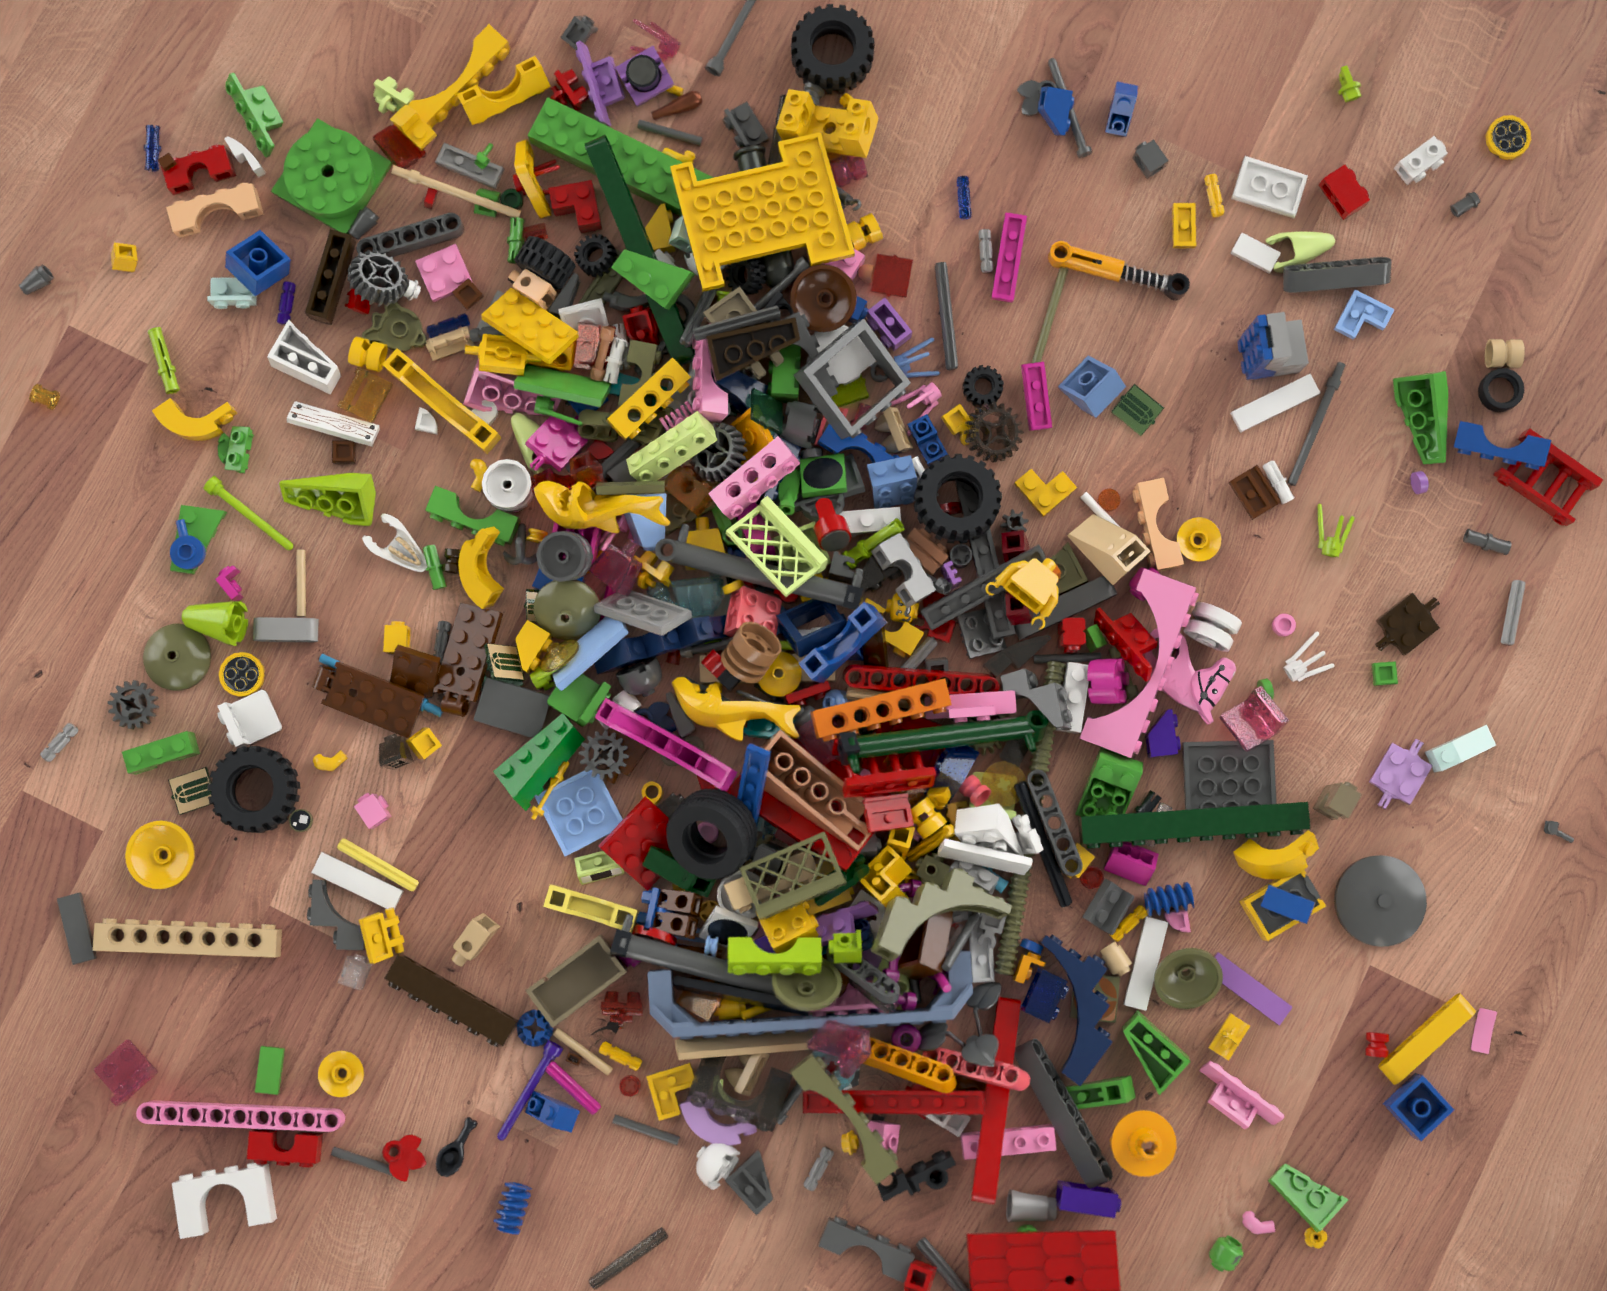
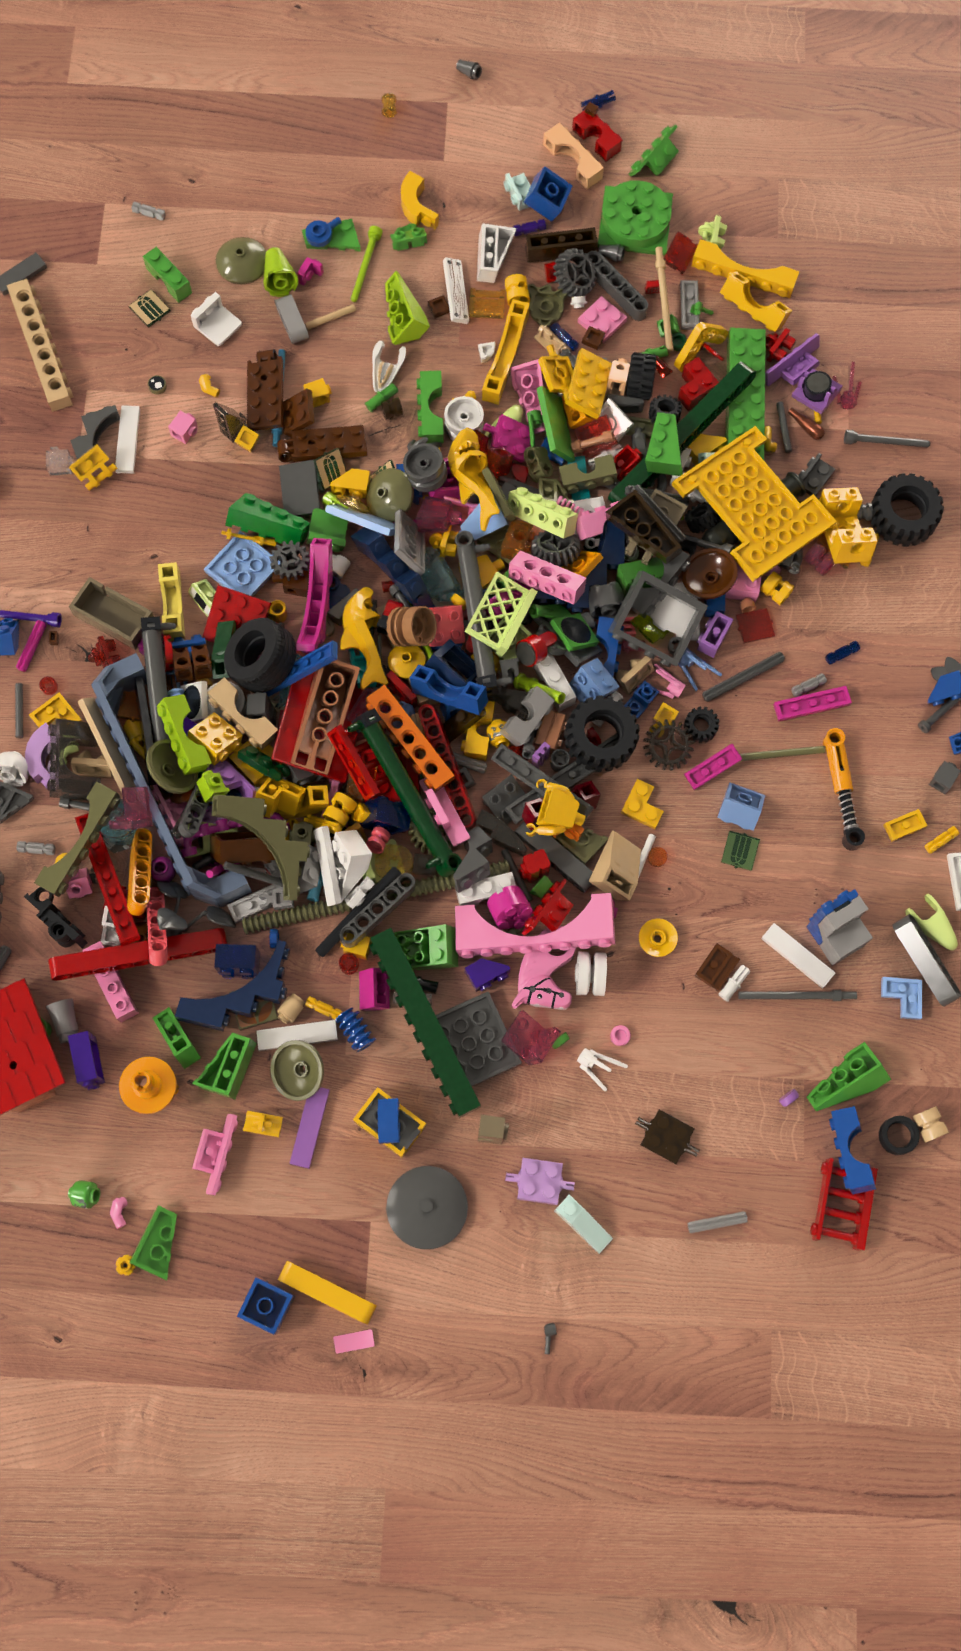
camera: 65 degrees right, 10 degrees down
(124, 257) = (511, 114): yellow slope -> none
(128, 712) = (194, 244): dark grey gear -> none
(145, 851) = (92, 293): yellow dish -> none
(166, 369) = (435, 178): lime pin -> none
(225, 781) = (162, 322): black tyre -> none
(241, 674) = (247, 305): tile -> none
(243, 154) = (621, 159): white slope -> none
(377, 864) = (145, 447): light yellow axle -> none
(413, 126) = (696, 252): yellow slope -> none
(441, 639) = (340, 421): dark grey axle -> none
(451, 999) = (64, 535): dark brown brick -> none
(473, 569) = (390, 422): yellow arch -> none
(474, 939) = (116, 530): tan torso -> none
(488, 416) = (509, 389): white tile -> none
(526, 1035) = (59, 597): blue gear -> none
(579, 30) = (828, 335): dark grey bracket -> none
(582, 1051) = (61, 642): tan bar -> none
(615, 360) = (592, 452): white pin -> none
(620, 1056) = (68, 669): yellow axle -> none
(641, 677) = (361, 567): dark grey cylinder -> none
(670, 371) = (584, 480): yellow brick -> none
(766, 411) = (603, 567): clear green piece -> none
(801, 894) = (236, 730): olive fence -> none
(887, 813) = (329, 774): plate -> none
(941, 633) = (494, 771): red plate -> none
(1012, 517) = (605, 784): dark grey gear -> none
(1023, 968) = (254, 939): light orange bracket -> none
(1063, 1114) = (148, 1016): dark grey beam -> none
(1108, 907) = (330, 984): dark grey bracket -> none
(1164, 553) = (674, 887): light nougat arch -> none
(1178, 920) = (342, 1048): bright pink tile -> none
(1255, 253) = (912, 890): white tile -> none
(1279, 862) = (422, 1104): yellow arch -> none
(1333, 545) = (702, 1047): lime plant -> none
(1377, 1044) = (305, 1251): red wheel -> none
(1384, 673) = (617, 1134): bright green tile -> none
(1487, 541) = (766, 1175): dark grey pin -> none

